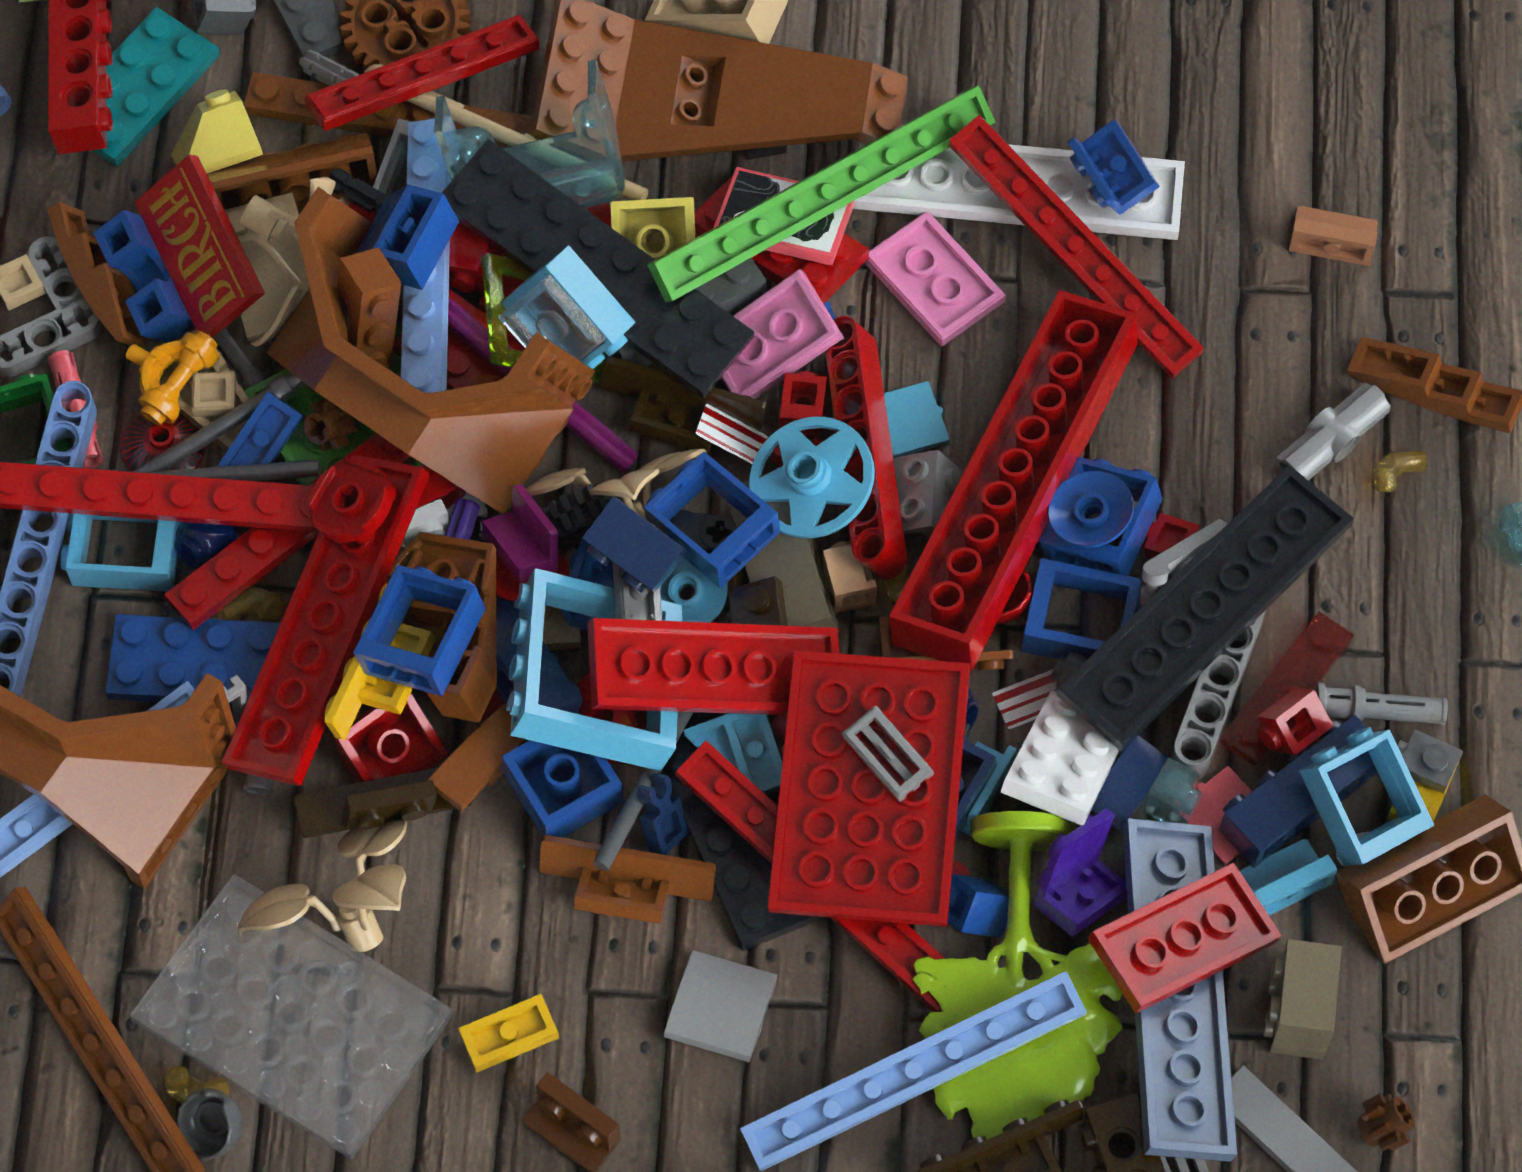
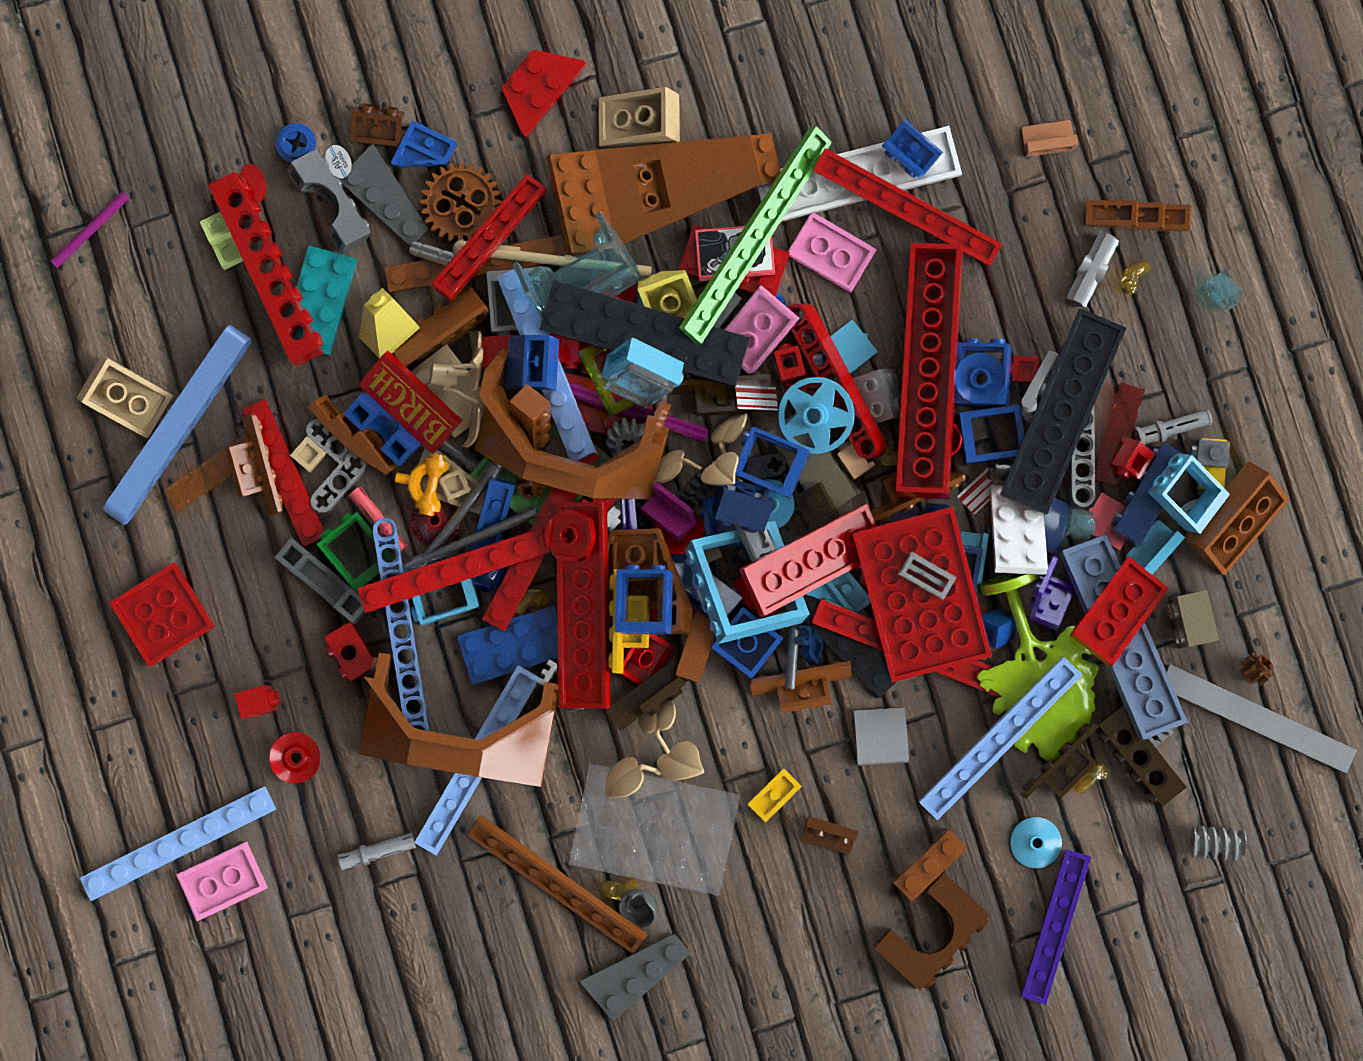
camera: 20 degrees left, 20 degrees up
(357, 191) = (489, 334): black axle -> none

